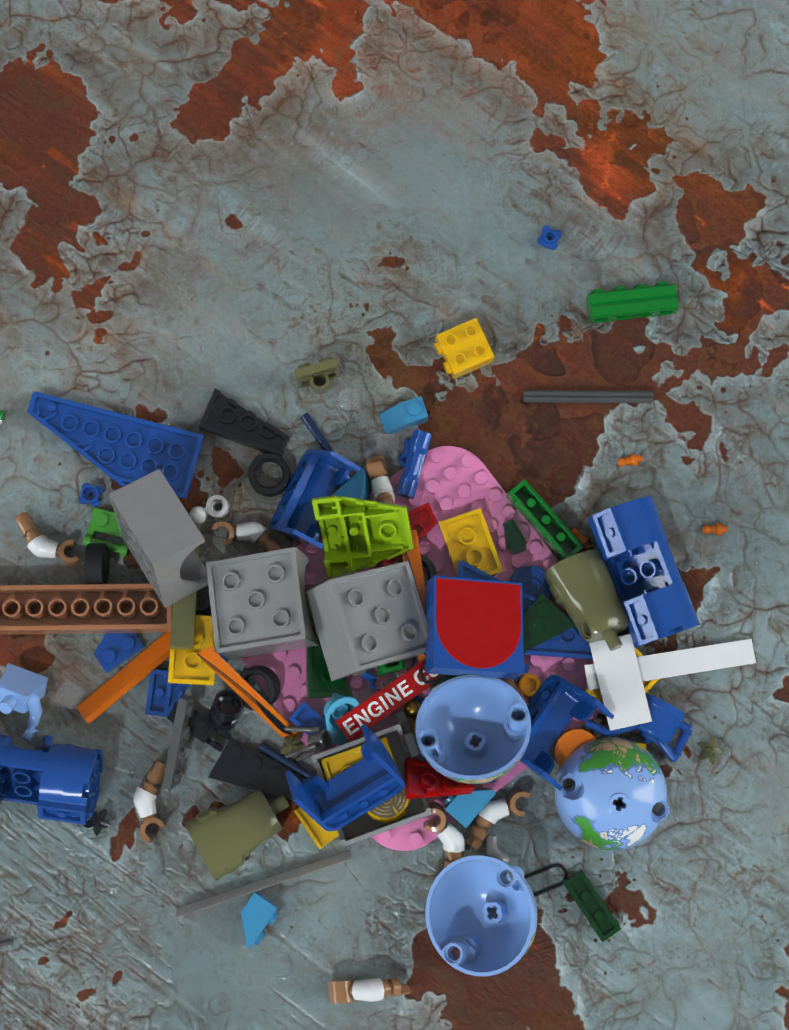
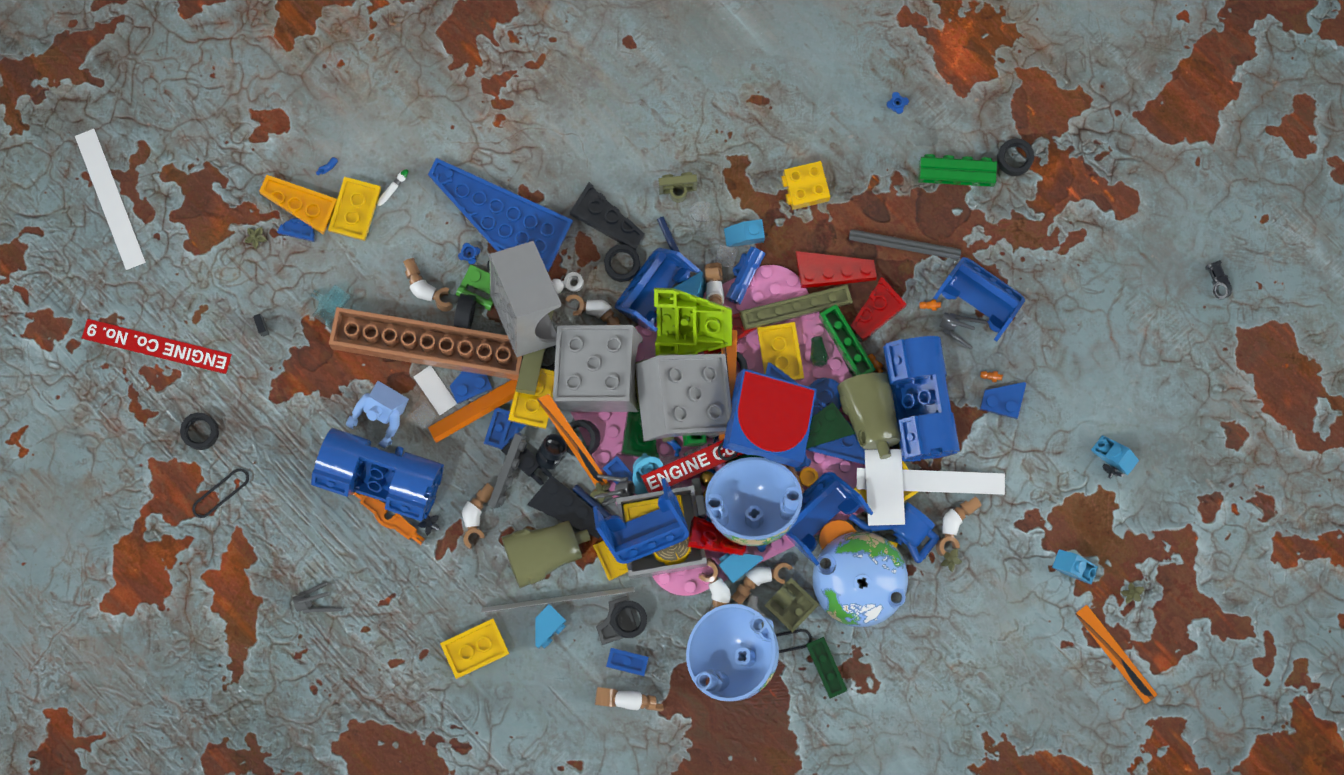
camera: 15 degrees right, 0 degrees up
(65, 830) = (396, 522): none -> orange piece
(78, 661) = (435, 390): none -> white sticker
(176, 961) = (474, 648): none -> yellow plate
(340, 896) = (625, 620): none -> dark grey tile
(358, 942) = (627, 662): none -> blue plate
(363, 906) = (643, 619): none -> black tyre
(477, 491) = (795, 307): none -> olive tile
(509, 440) = (827, 270): none -> red wing
(537, 838) = (791, 605): none -> olive plate
(572, 476) = (878, 310): none -> red wing
(656, 475) = (950, 322): none -> dark grey plant
(691, 437) = (984, 293): none -> blue windscreen
(702, 262) = (1015, 142): none -> black tyre
(703, 709) = (952, 521): none -> medium nougat piece
(734, 554) = (1004, 400): none -> blue wing

